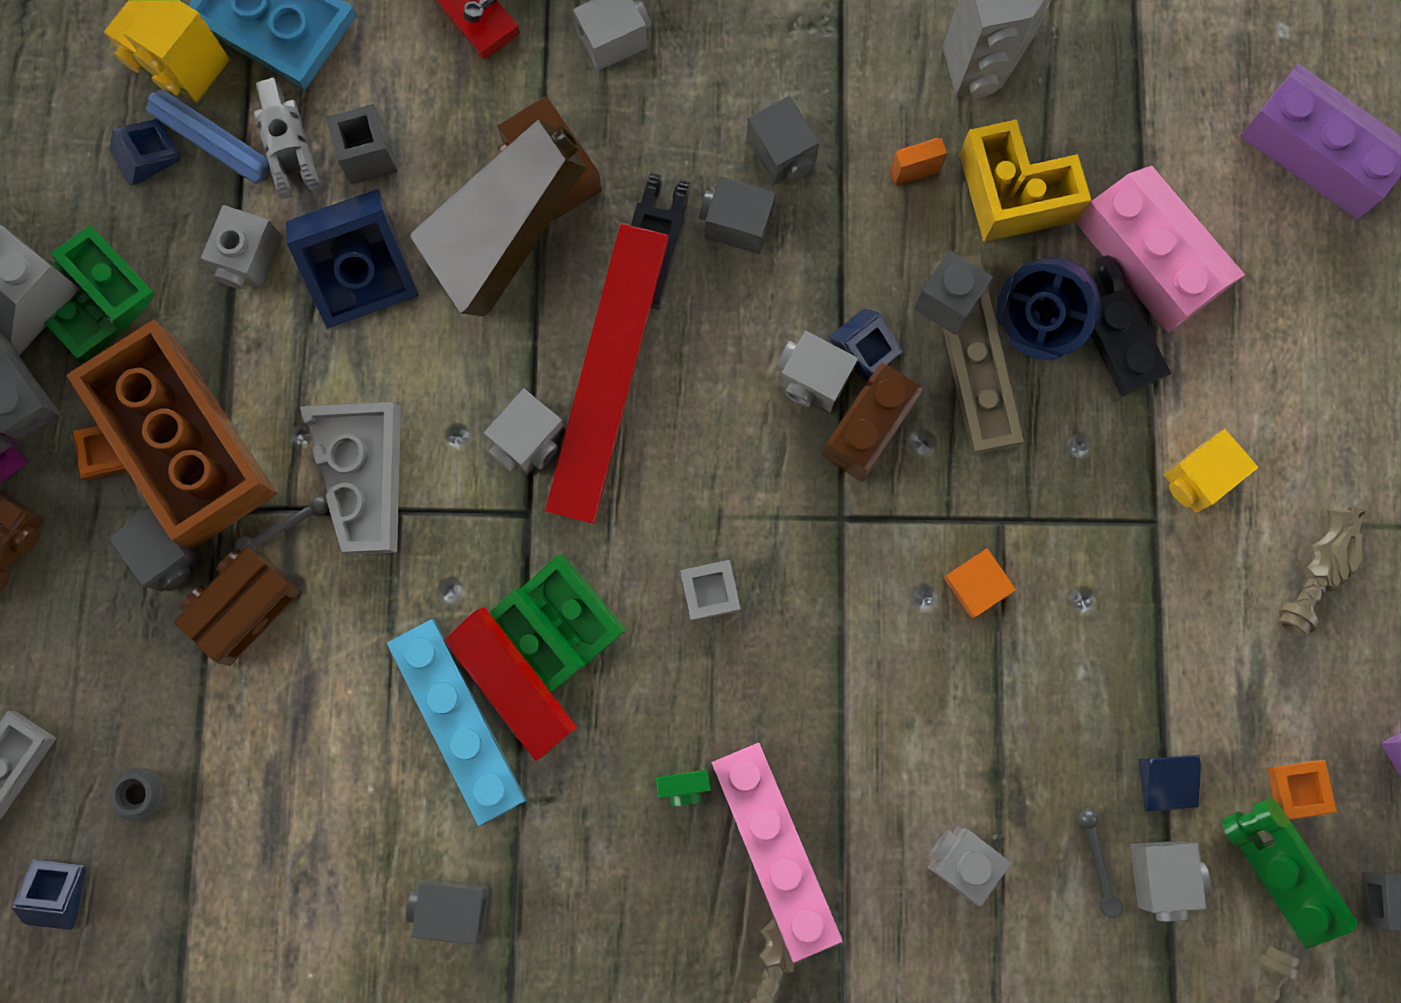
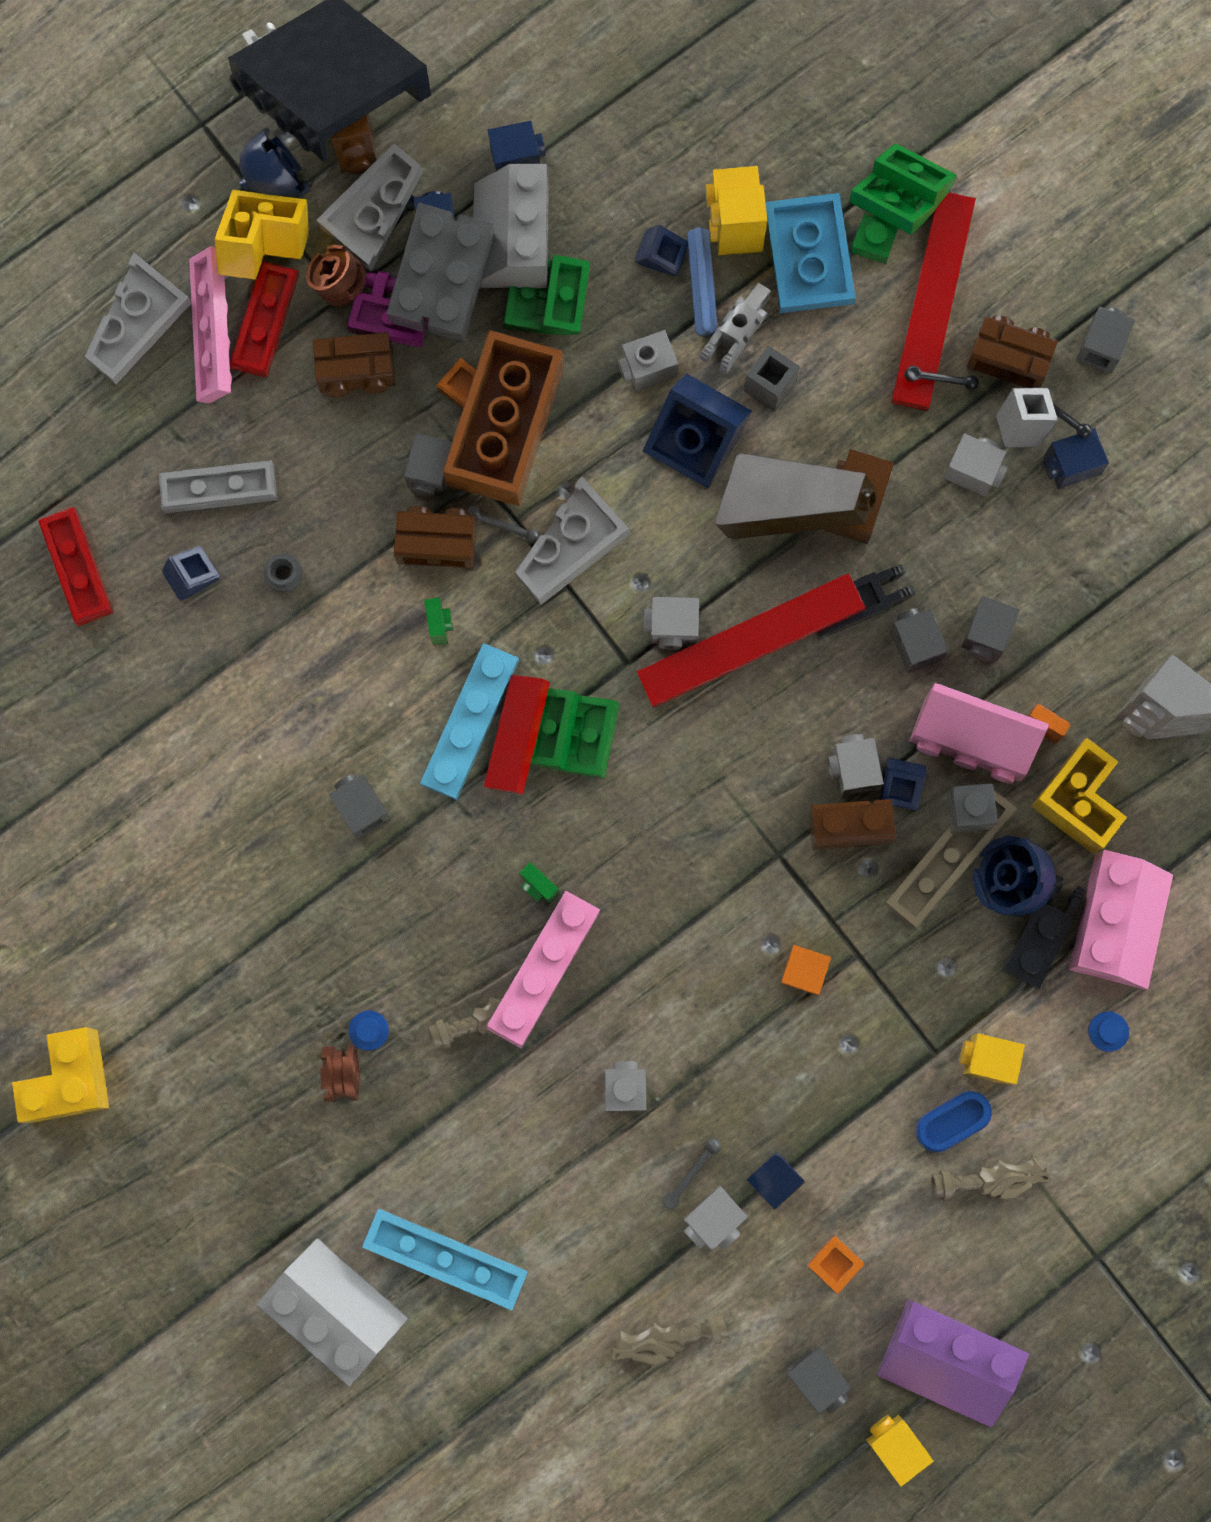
camera: 55 degrees right, 0 degrees up
(325, 671) = (438, 621): none -> green plate
(710, 590) = (668, 808): light grey plate -> none
(879, 229) = (977, 734): none -> bright pink slope
(1238, 559) = (953, 1121): none -> blue tile
(1260, 342) = (1108, 1031): none -> blue plate
(1290, 873) = (777, 1291): green plate -> none

